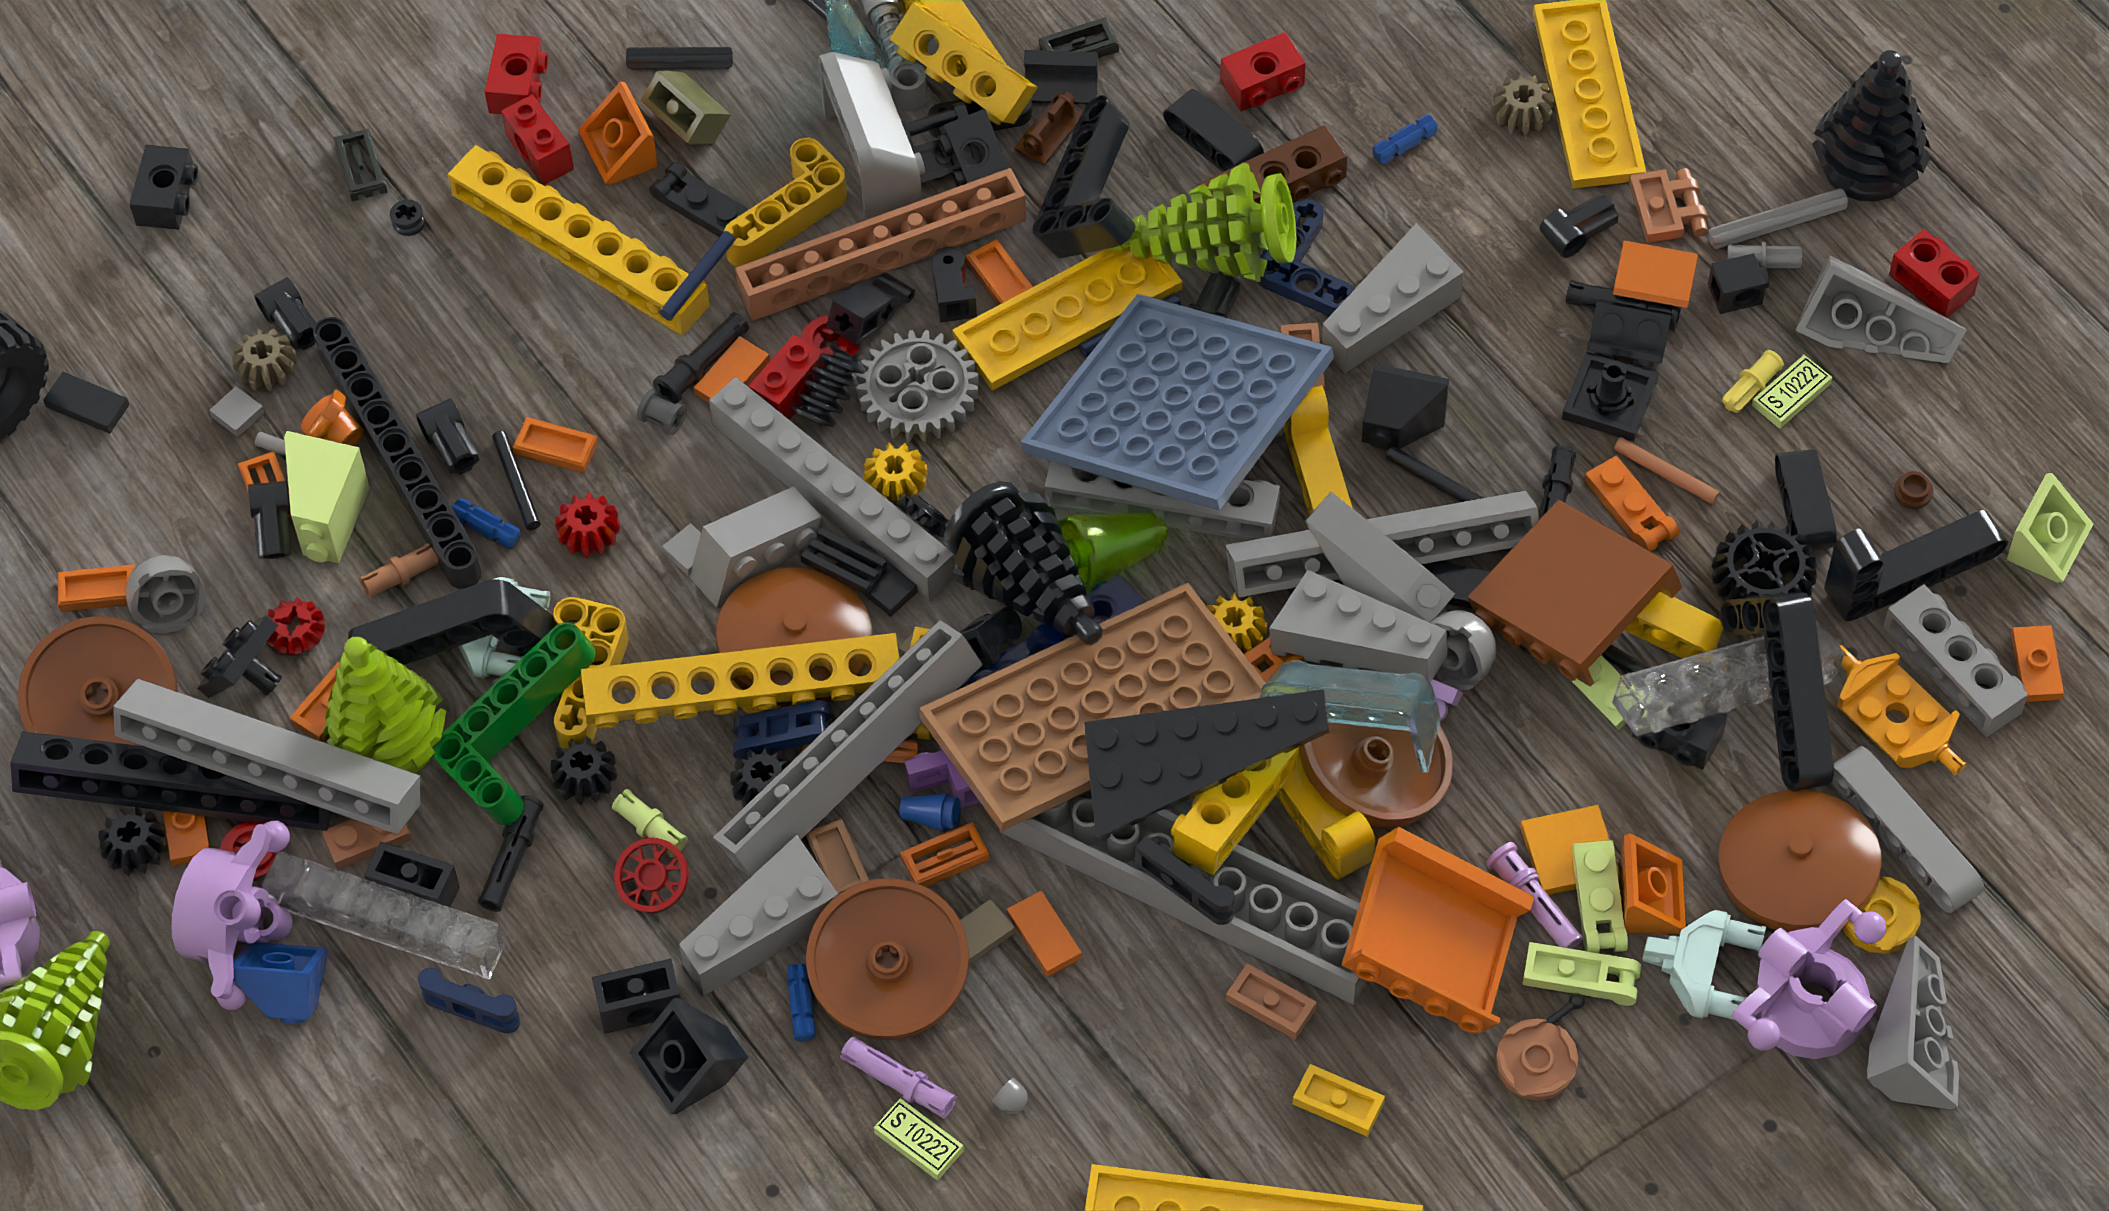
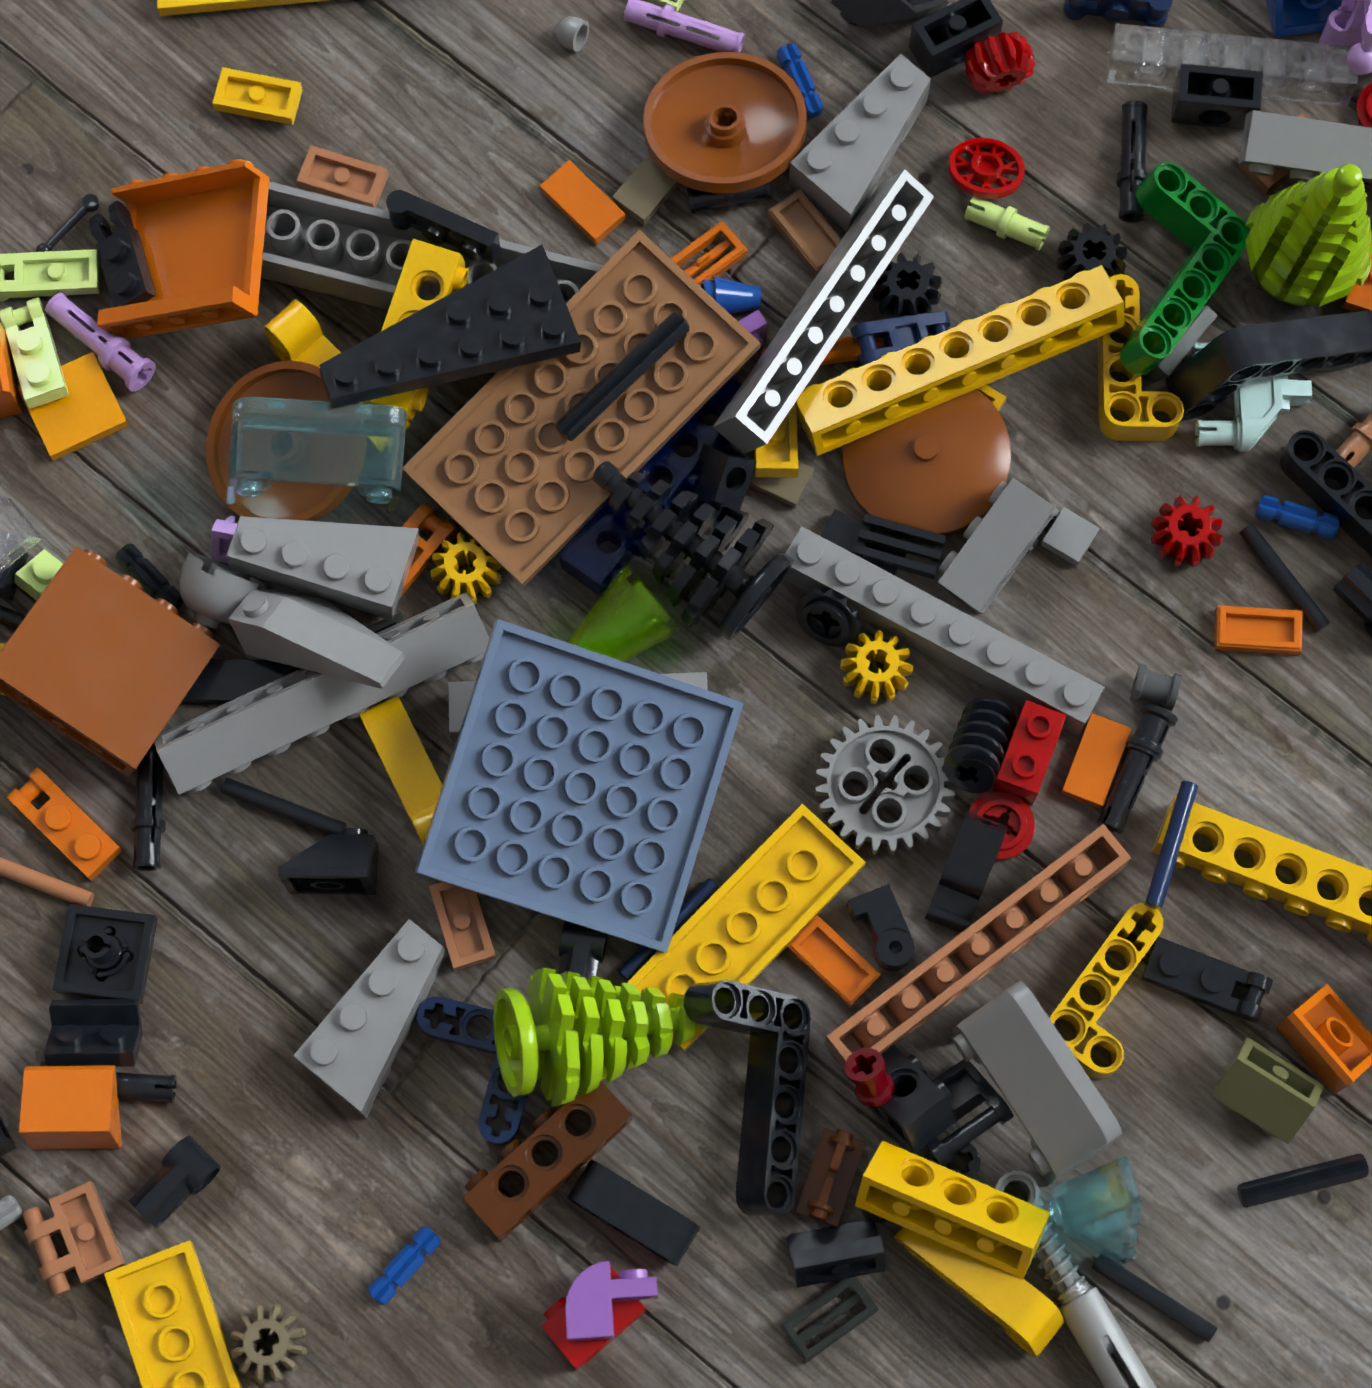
camera: 165 degrees right, 15 degrees up
(603, 953) = (999, 63): none -> red gear
(1004, 142) = (867, 1070): none -> dark red bush
(1052, 704) = (622, 376): none -> black axle
(1254, 63) = (592, 1297): none -> medium lavender brick
(1500, 960) = (122, 257): none -> black hinge
(1522, 684) = (148, 575): none -> black axle
(1536, 1059) = (73, 181): nougat tile -> none

